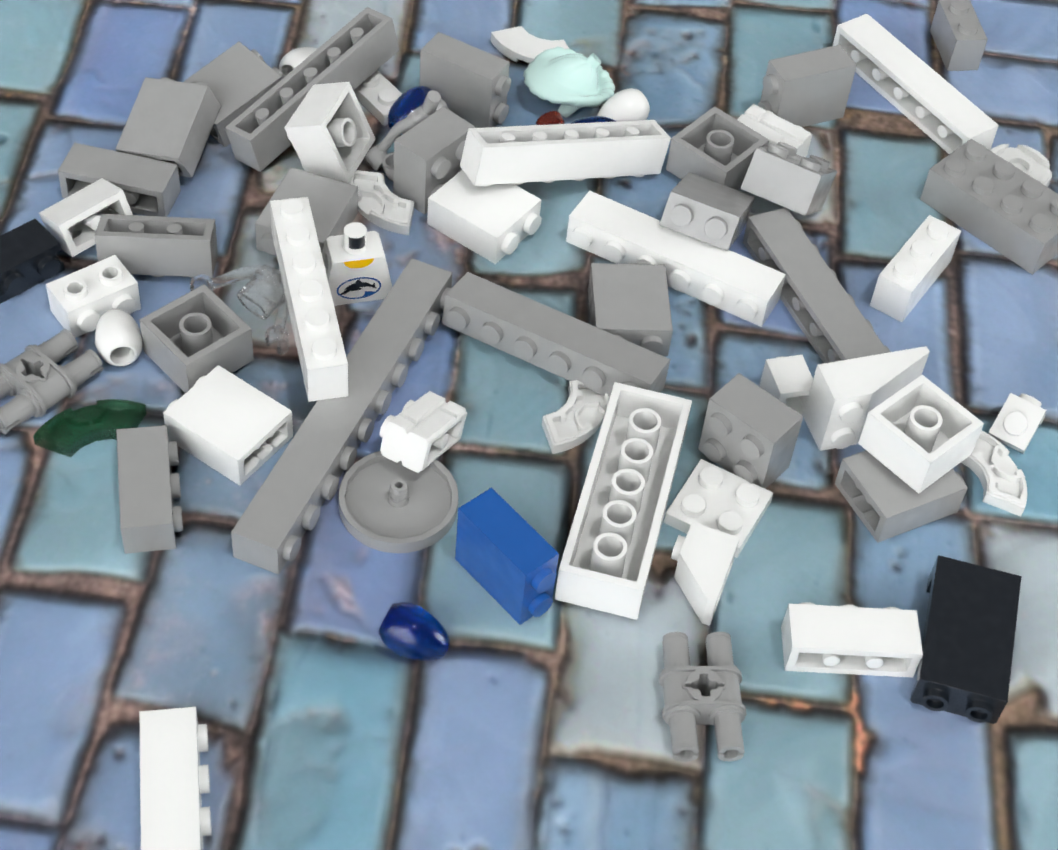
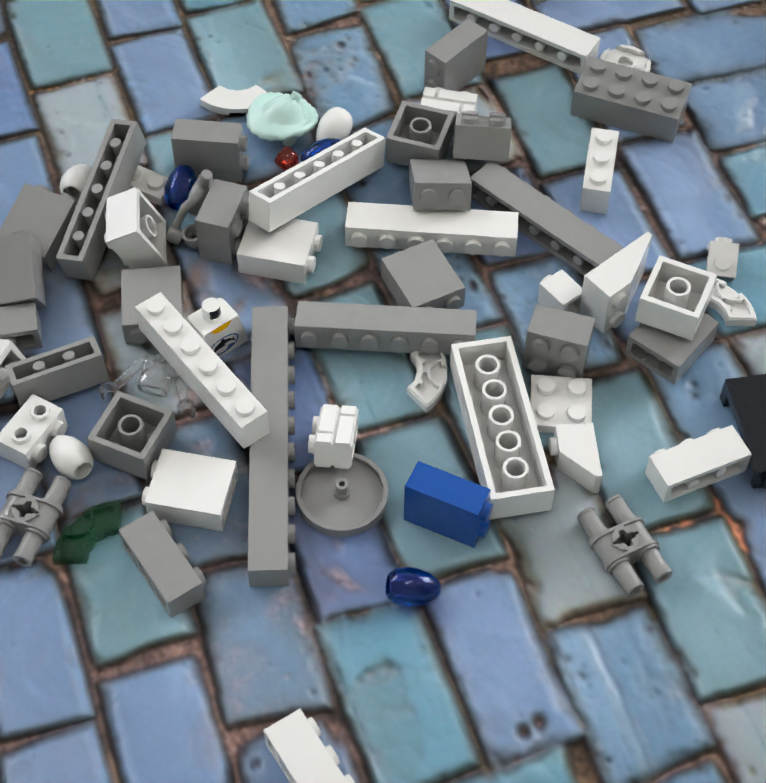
camera: 20 degrees left, 5 degrees up
(380, 204) = (198, 271): white tile -> none

